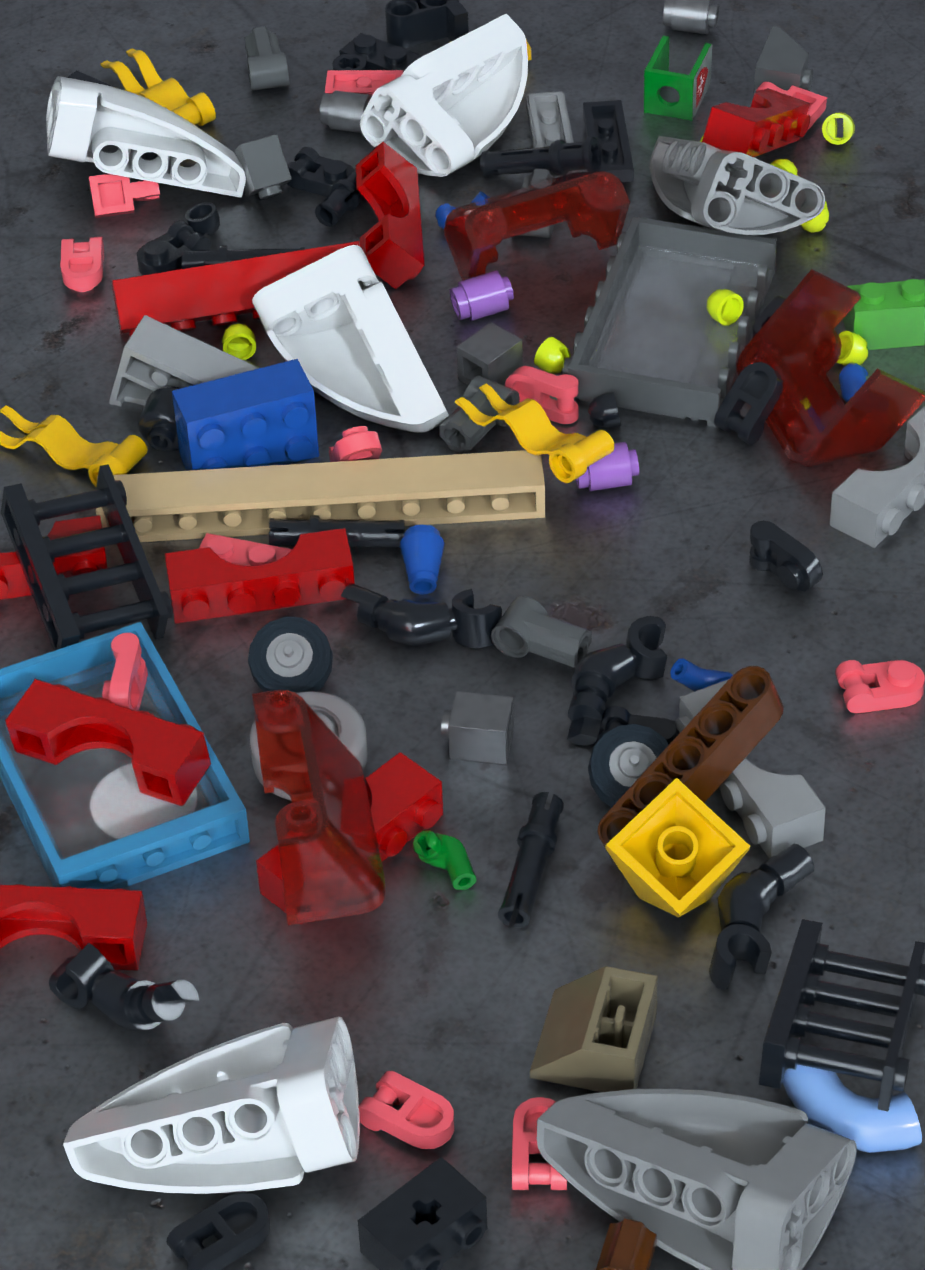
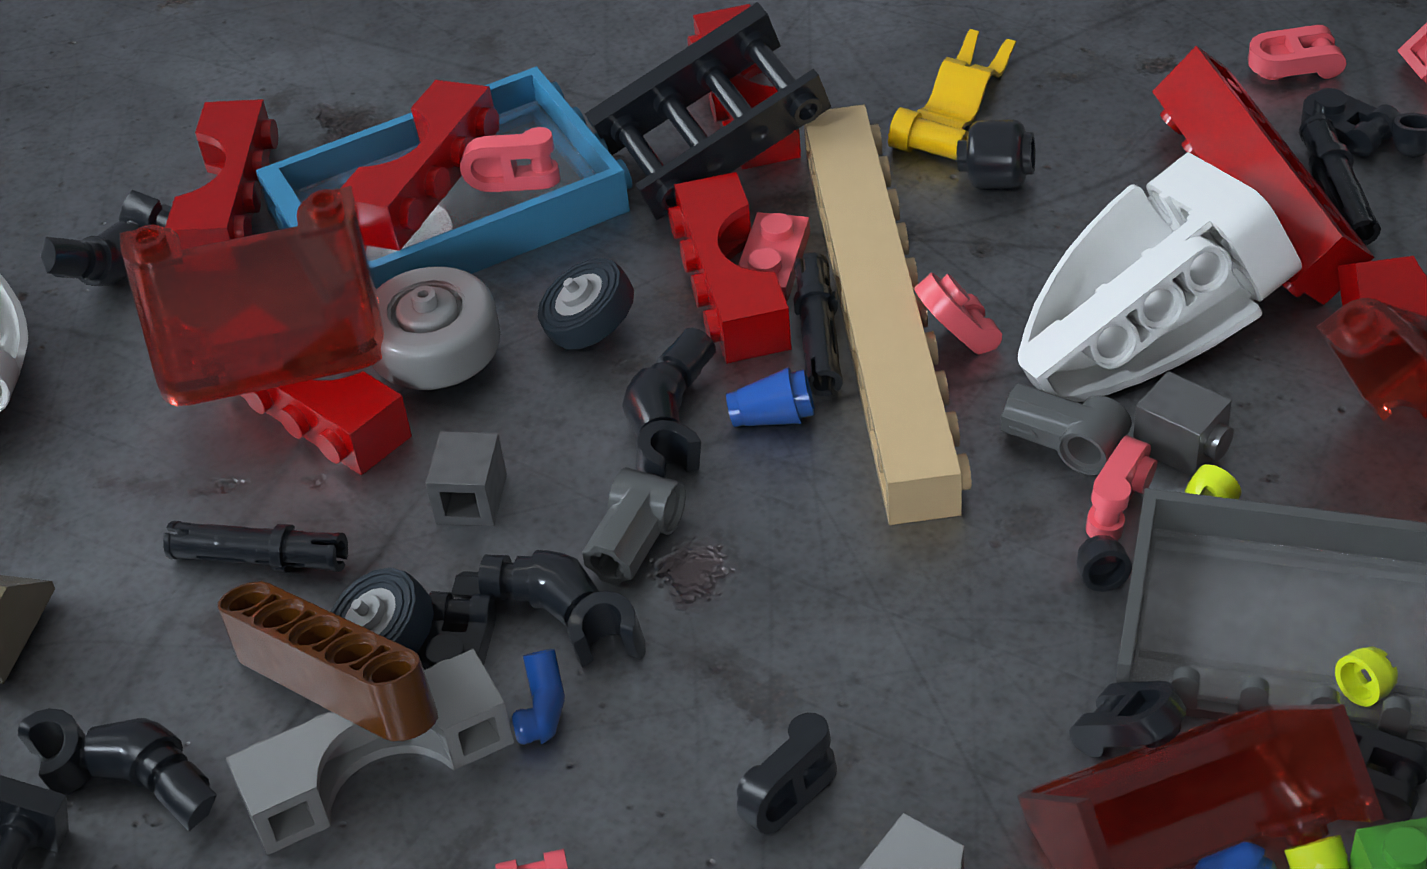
camera: 90 degrees right, 0 degrees up
(166, 358) = (1070, 147): light grey wedge -> none
(247, 419) = (974, 204): blue brick -> none
(446, 854) = (280, 479): green arm -> none
(481, 296) = (1327, 405): medium lavender brick -> none
(567, 453) = (979, 469): yellow flag -> none
(611, 471) = (970, 563): medium lavender brick -> none
(676, 851) = (189, 652): yellow slope -> none

